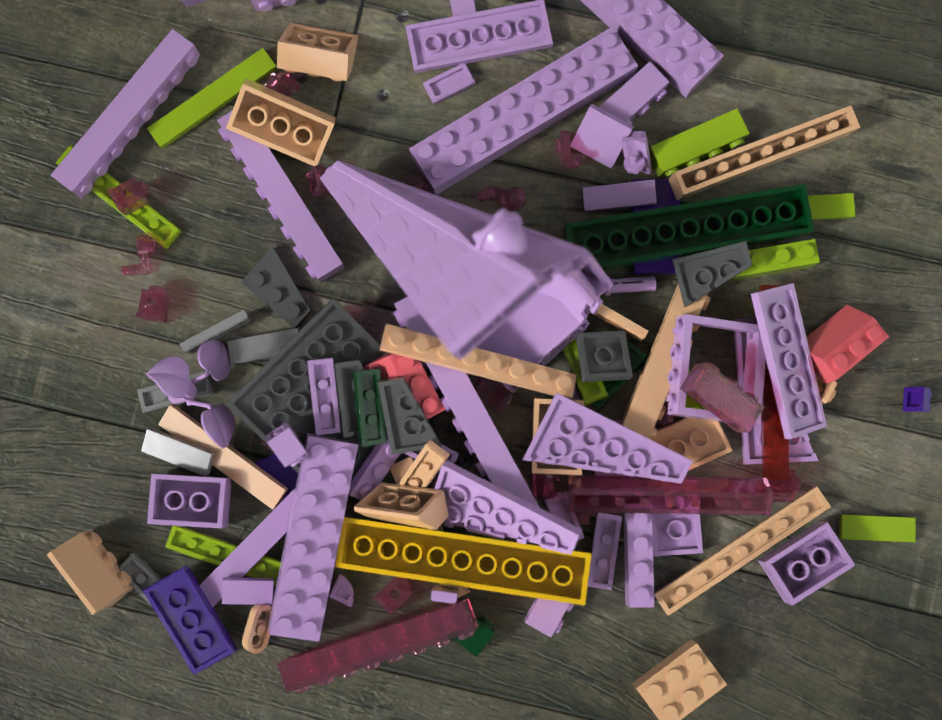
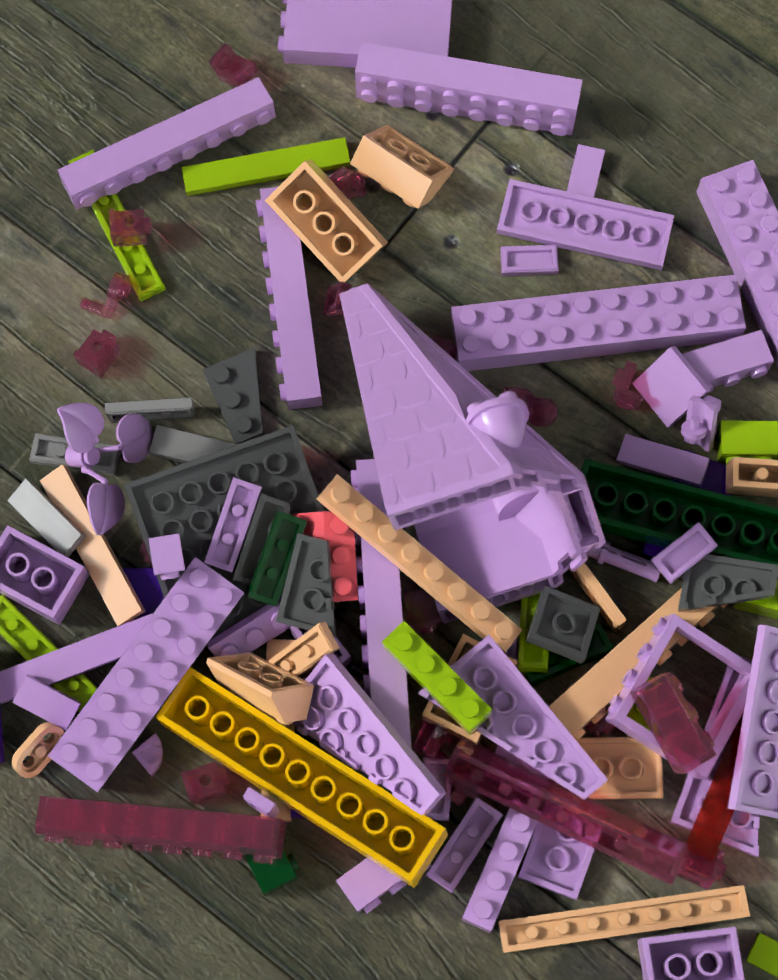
camera: 25 degrees right, 10 degrees down
(147, 29) = (232, 68): none -> clear pink bracket
(534, 445) = (436, 677): none -> lime brick
(671, 262) = (684, 552): none -> lavender tile

